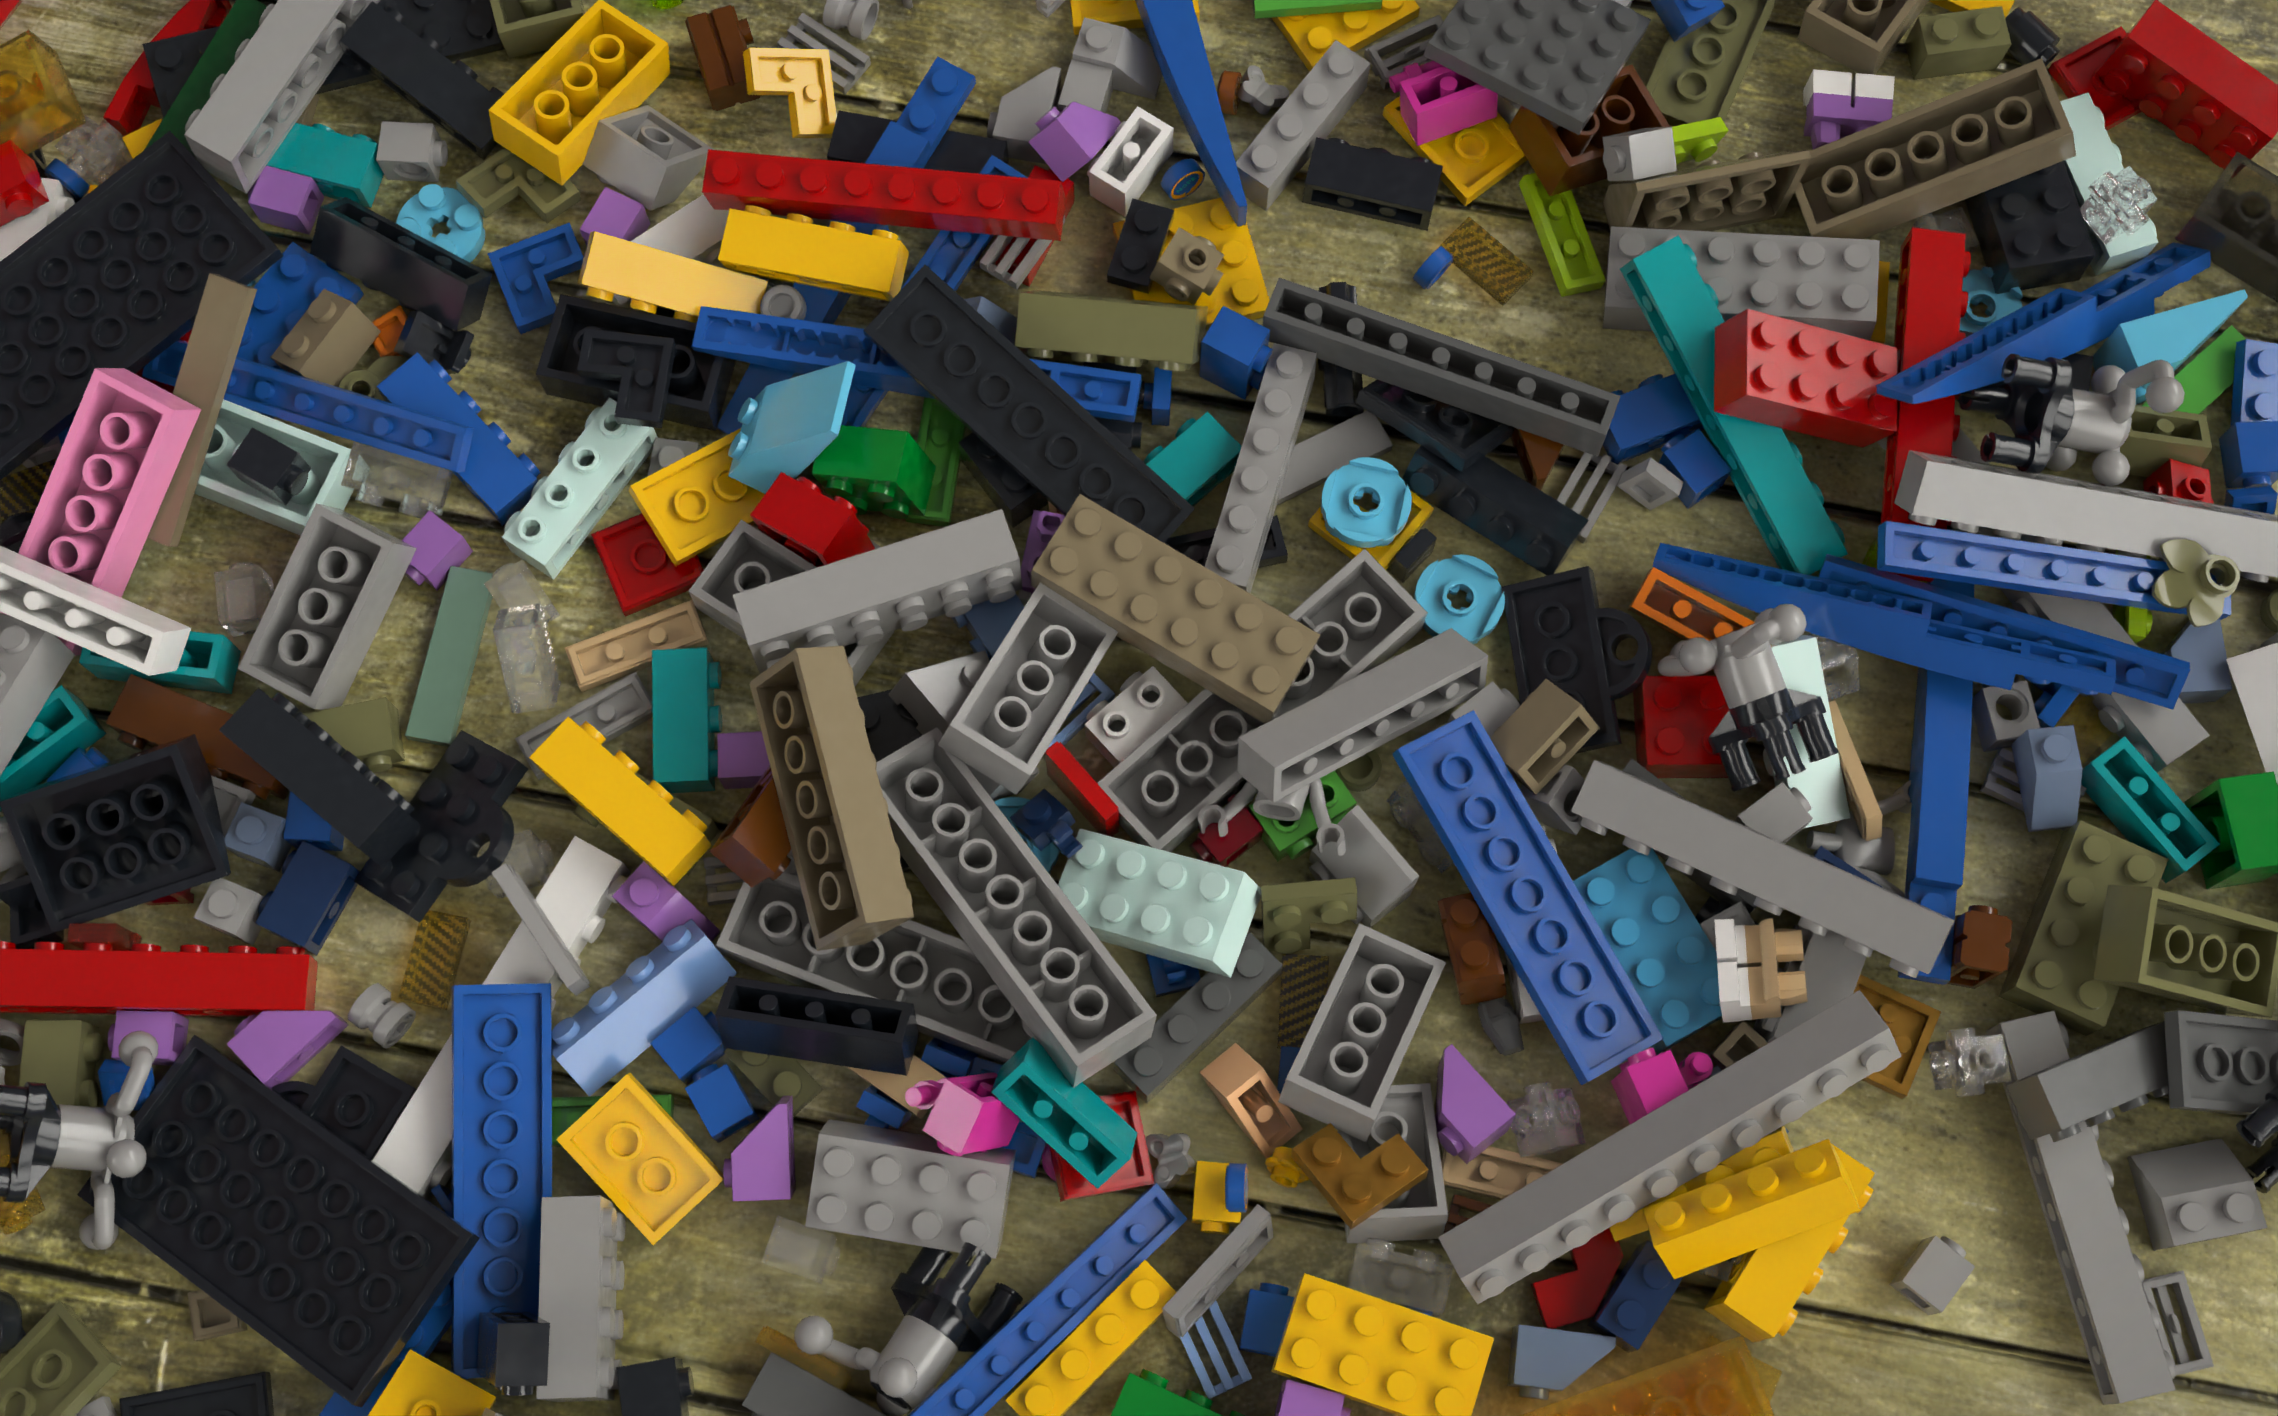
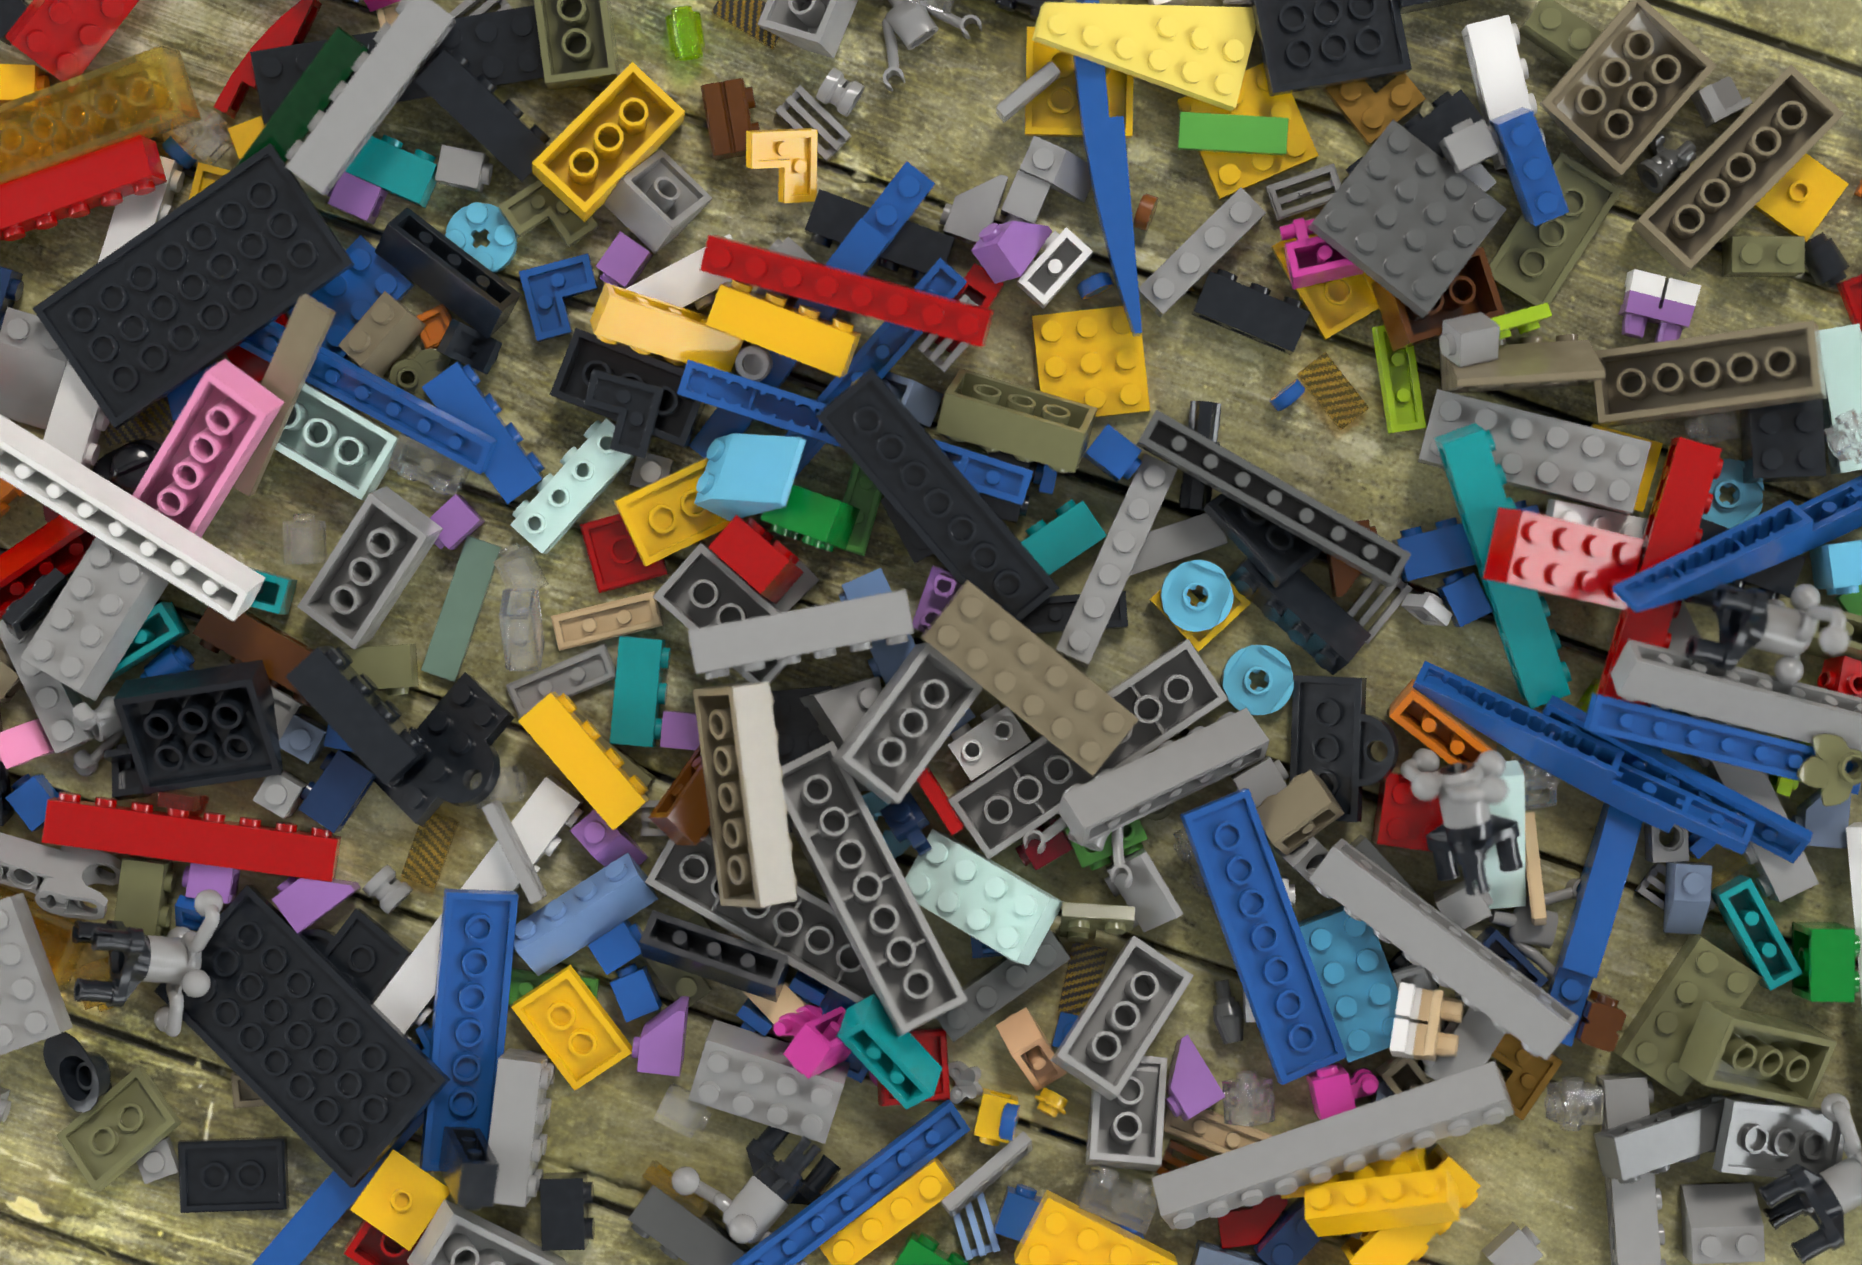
camera: 15 degrees right, 15 degrees up
(269, 466) = (335, 453): black brick -> none
(1140, 245) = (1051, 345): black plate -> none
(1188, 267) = (1074, 375): dark tan brick -> none
(1260, 93) = (1171, 214): light grey piece -> none
(1358, 1185) = (1097, 1133): pearl gold plate -> none
(1413, 554) = (1228, 639): black tile -> none
(1471, 950) = (1215, 966): reddish brown brick -> none

